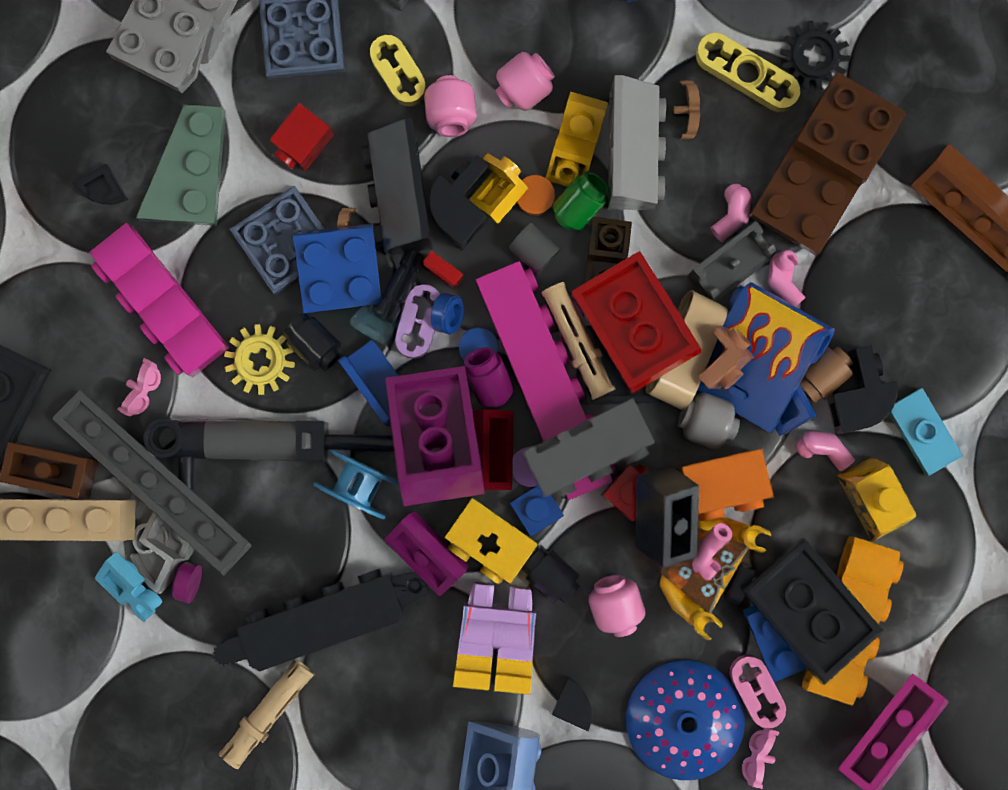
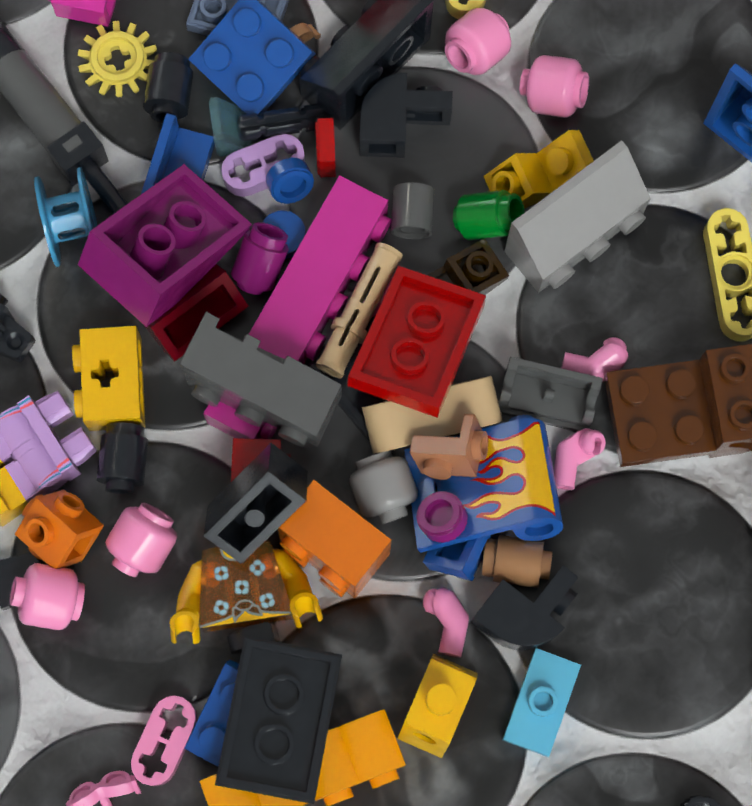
camera: 50 degrees right, 10 degrees down
(426, 553) = (54, 327): magenta panel -> none
(500, 189) = (439, 142): yellow bracket -> none
(536, 510) = (173, 402): blue plate -> none
(538, 197) = (461, 176): orange tile -> none
(567, 654) = (58, 528): none -> orange brick
(608, 695) = (47, 596): none -> bright pink head
(666, 698) = (116, 702): blue dish -> none
(692, 109) = (655, 253): medium nougat piece -> none
(708, 547) = (256, 573): bright pink arm -> none
(764, 401) = (442, 516): none -> magenta tile

